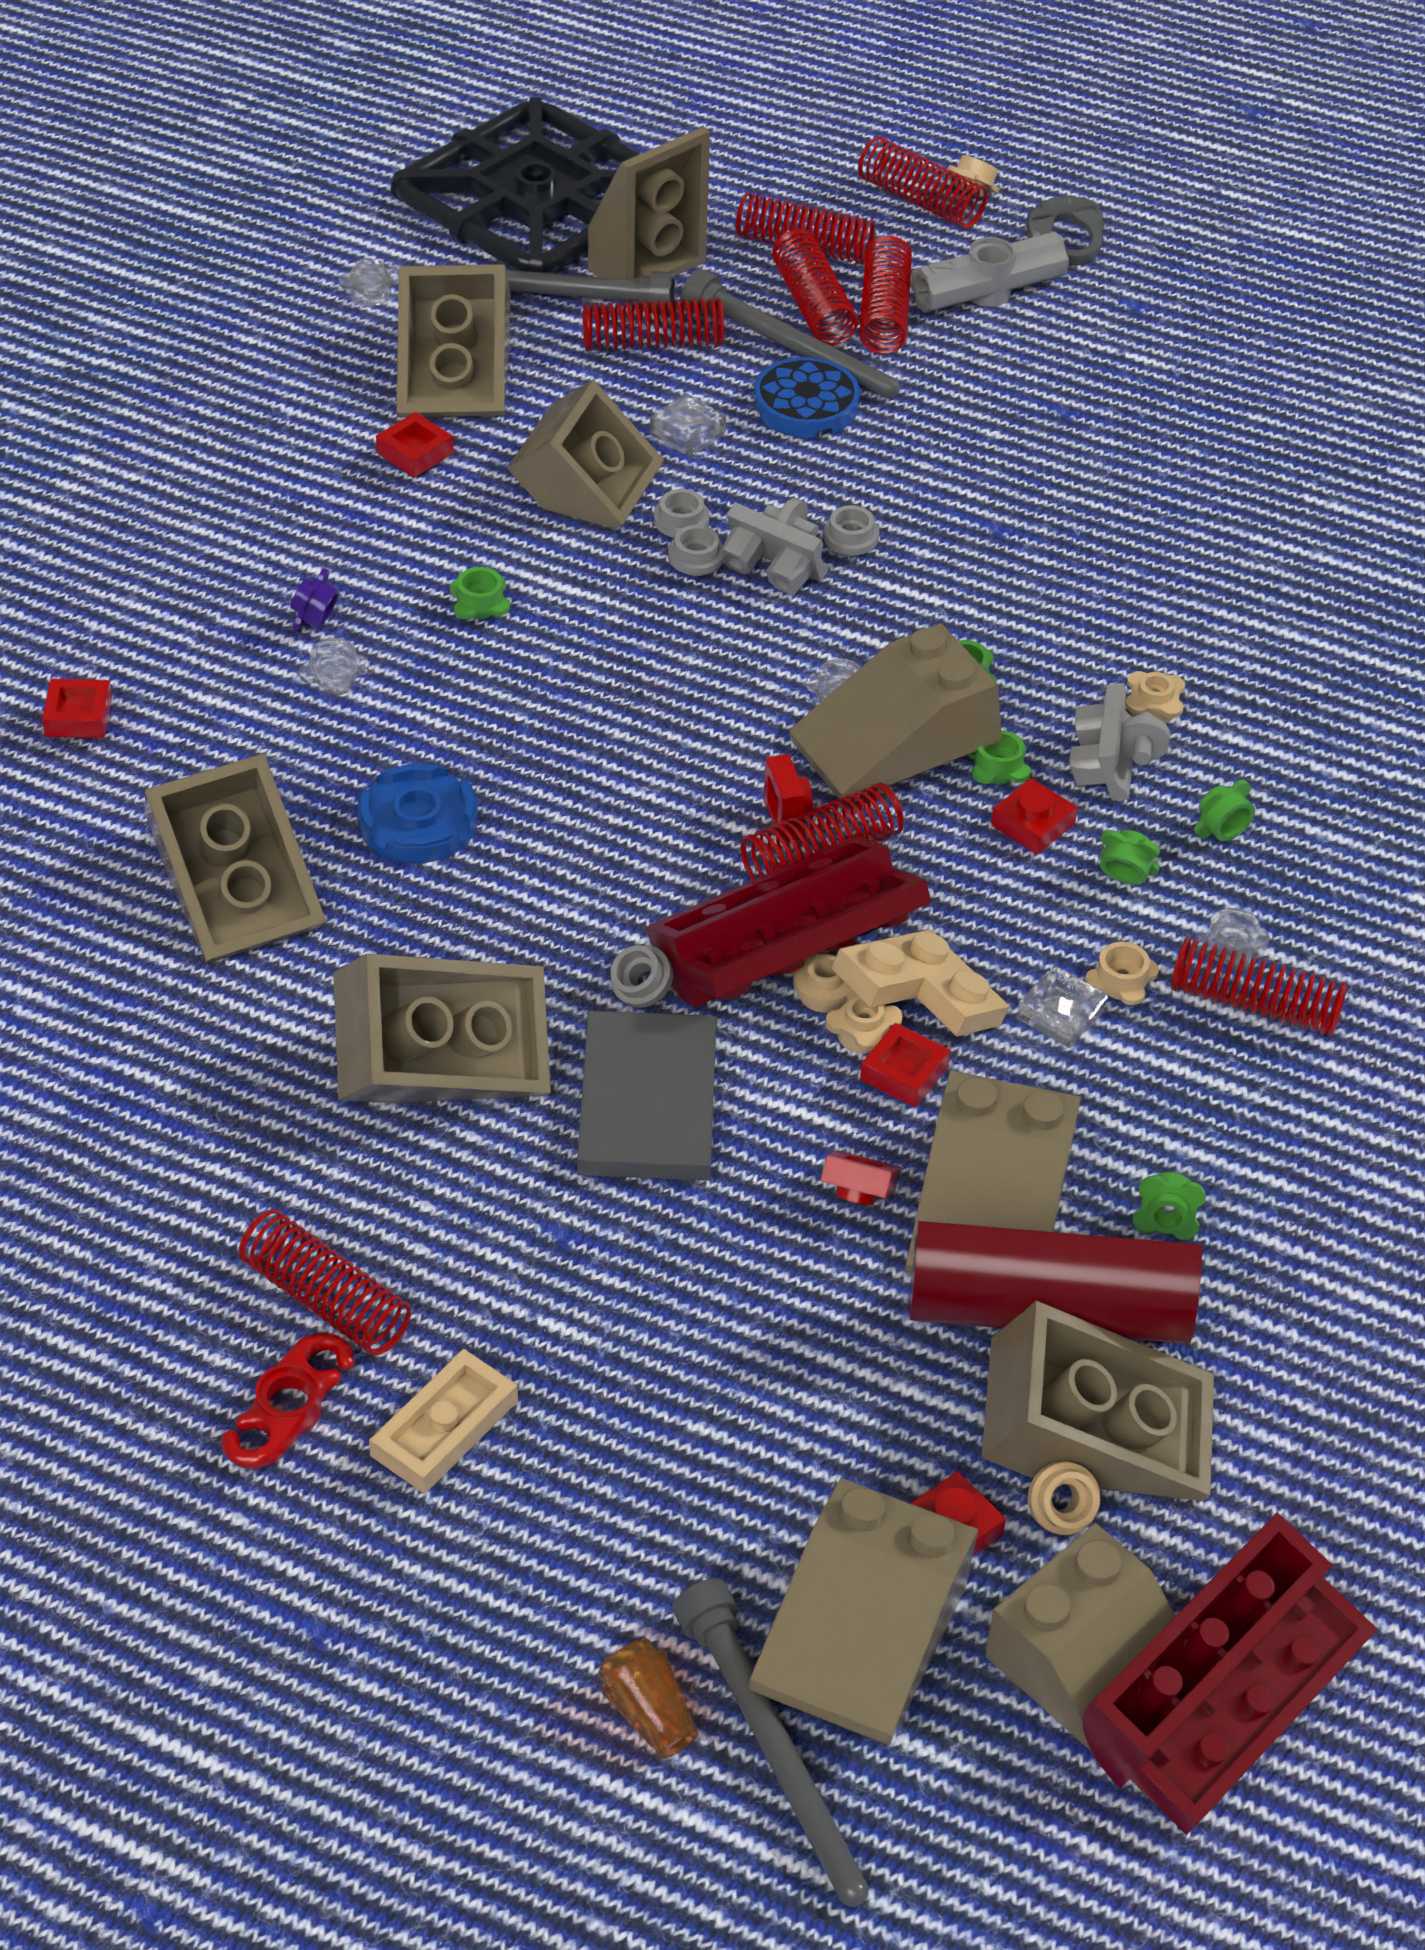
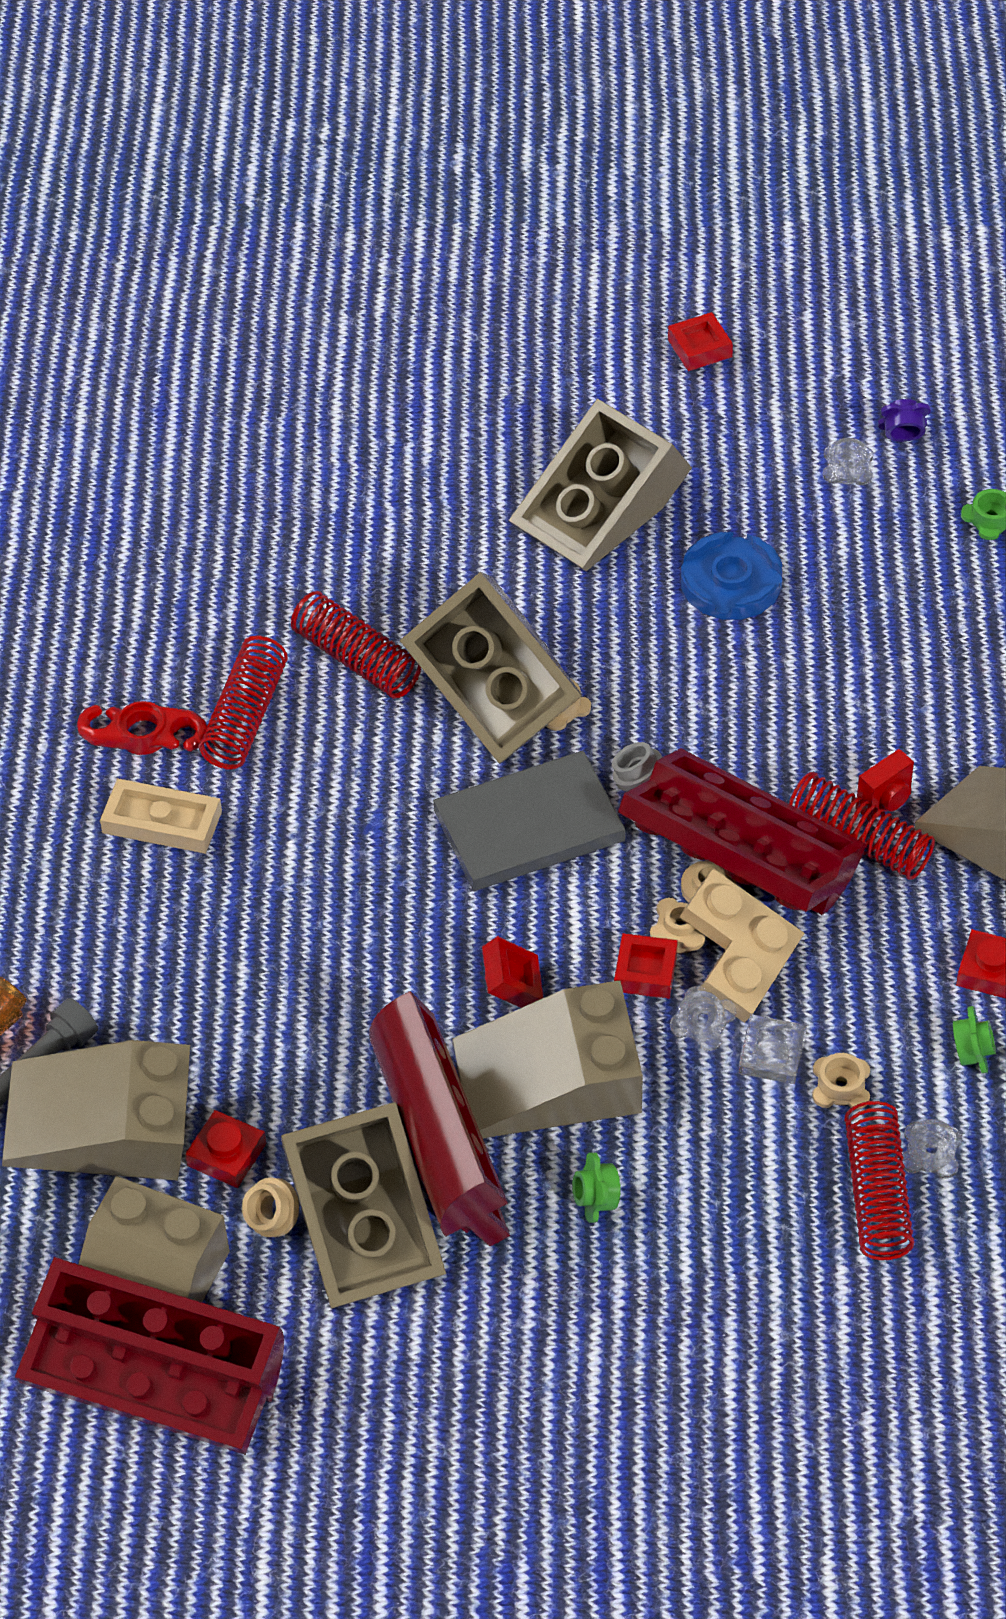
camera: 70 degrees right, 5 degrees up
(381, 1127) = (319, 617): none -> red piece
(1003, 1032) = (698, 1002): none -> clear plate

